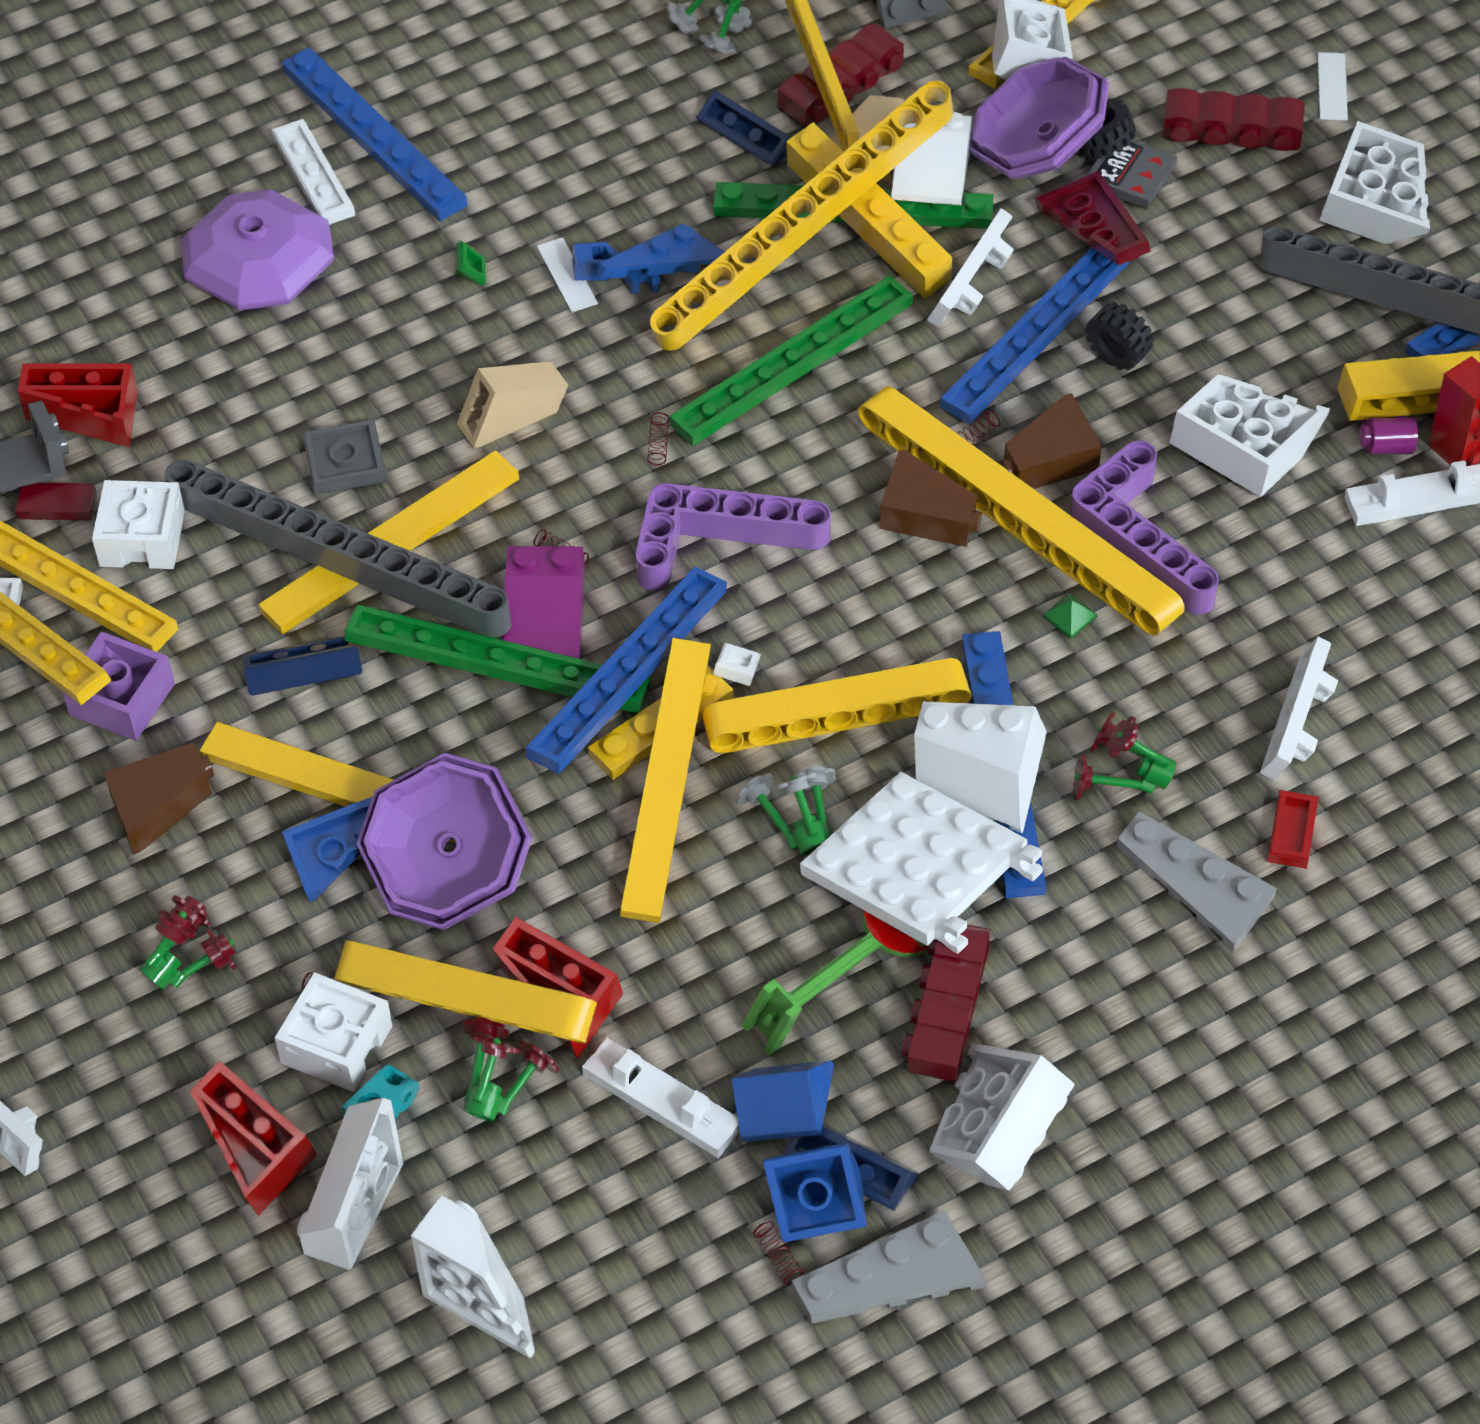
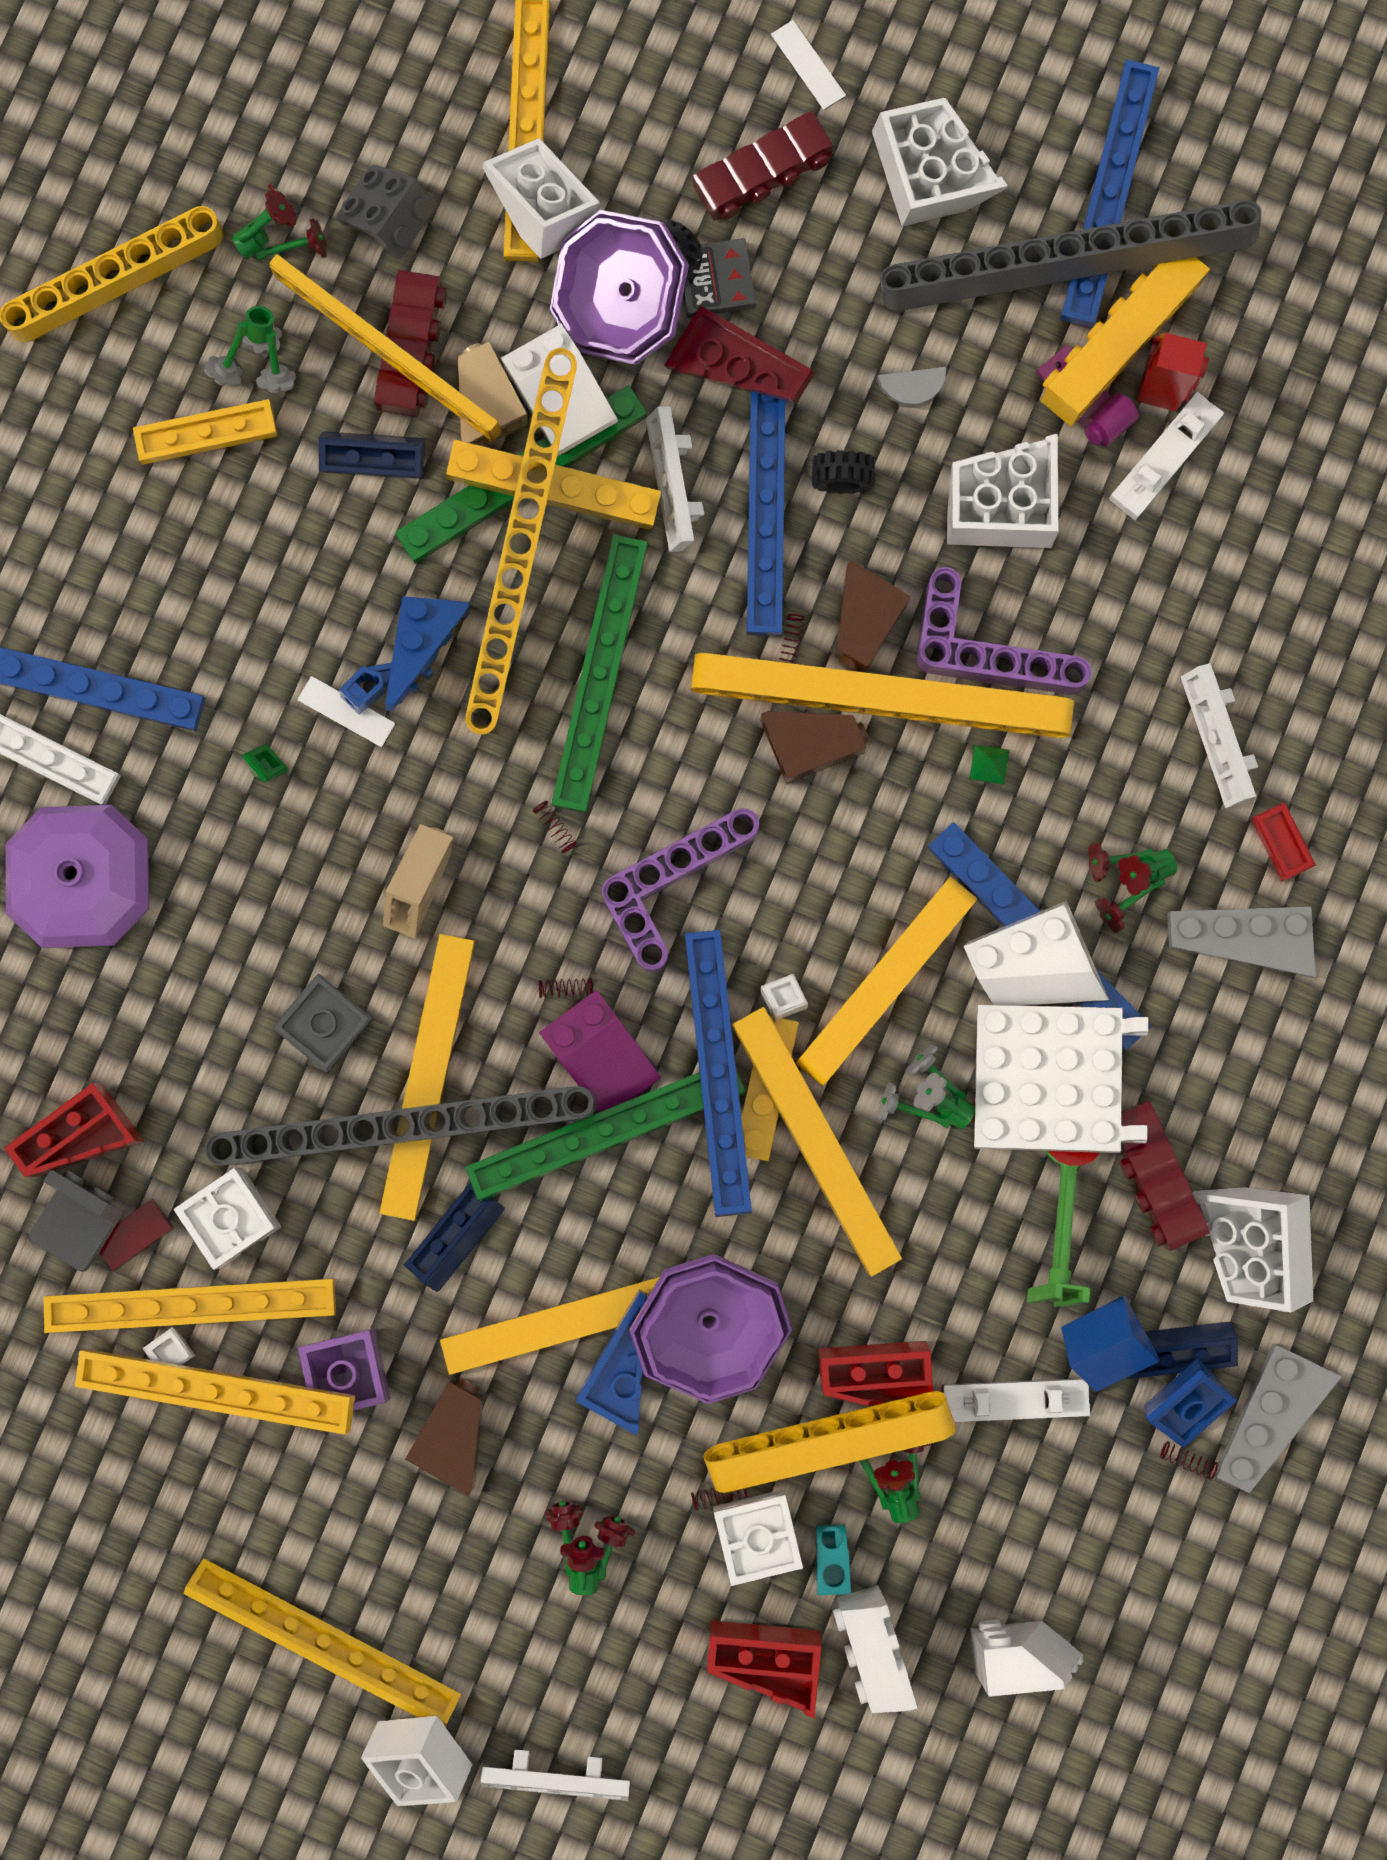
camera: 40 degrees left, 30 degrees up
(632, 44) = (205, 431): none -> yellow plate
(1235, 326) = (913, 387): none -> light grey tile

